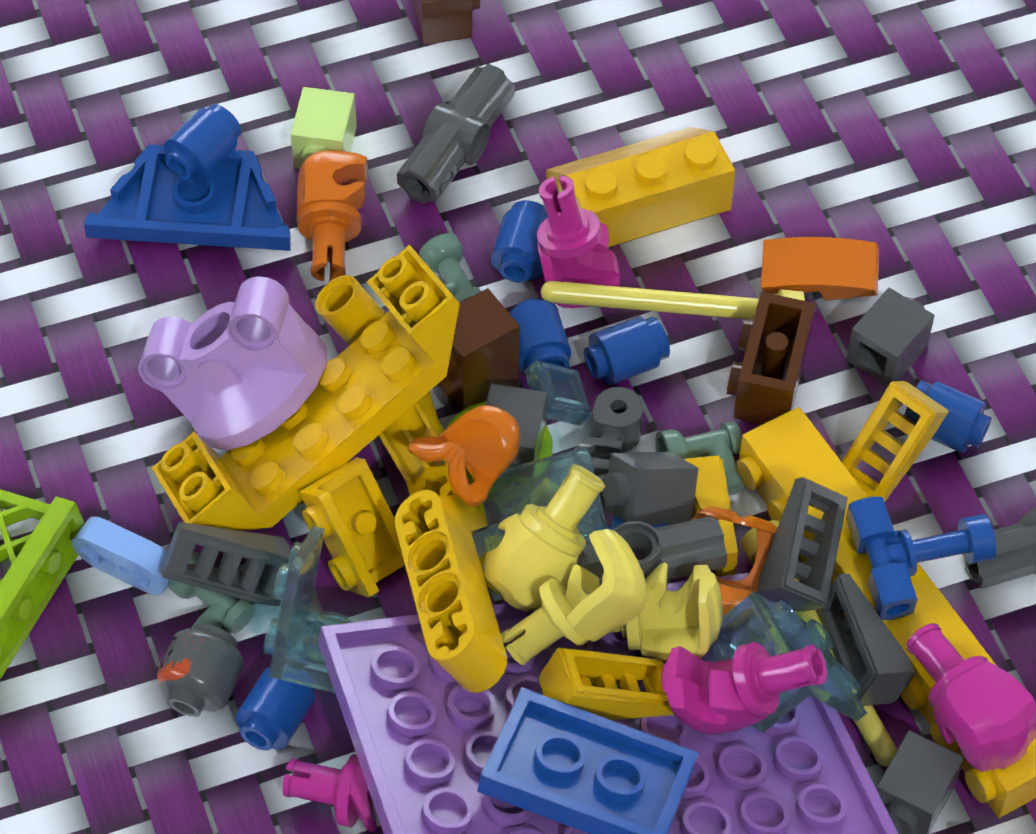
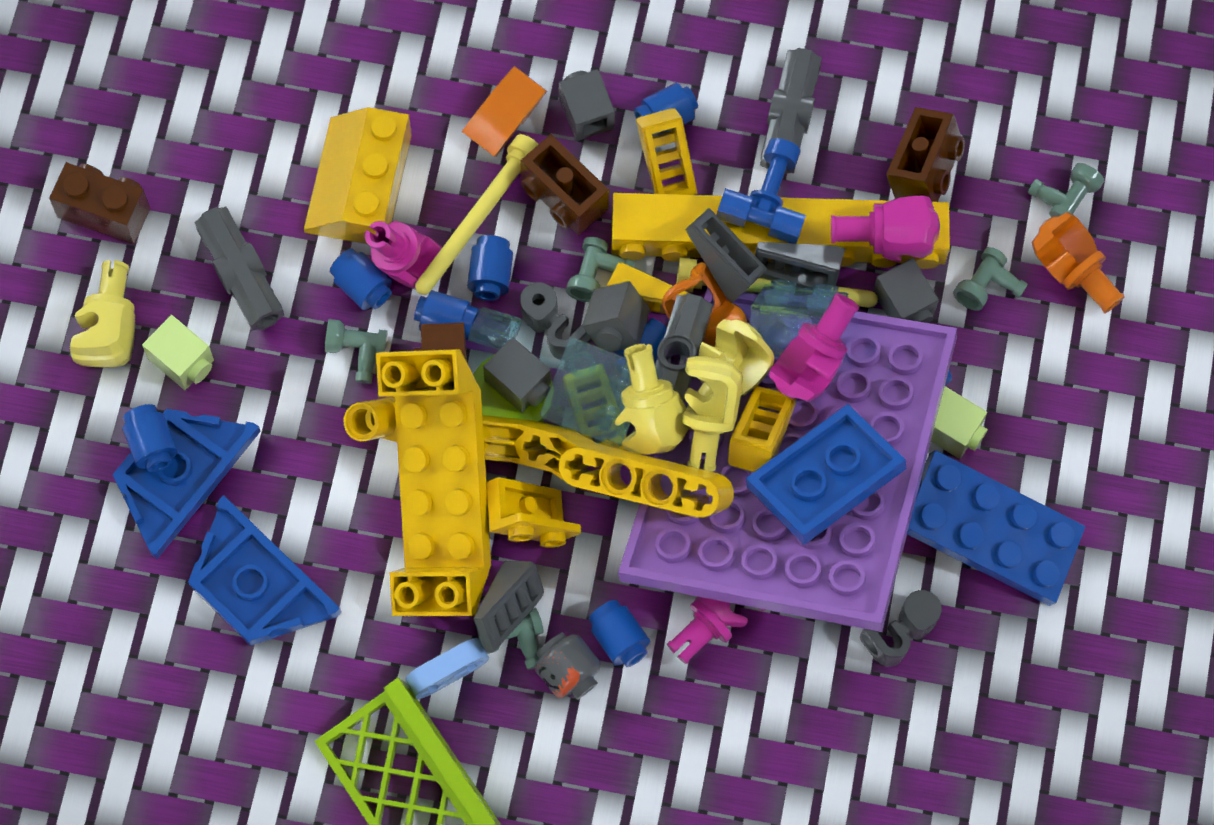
camera: 60 degrees left, 15 degrees up
(105, 327) = (254, 581): none -> blue wing
(236, 365) = (367, 518): lavender piece -> none
(296, 632) = (587, 580): clear light blue bracket -> none
(312, 53) = (112, 338): none -> light yellow piece
(327, 206) = (251, 389): orange piece -> none
(479, 440) = (532, 397): orange piece -> none

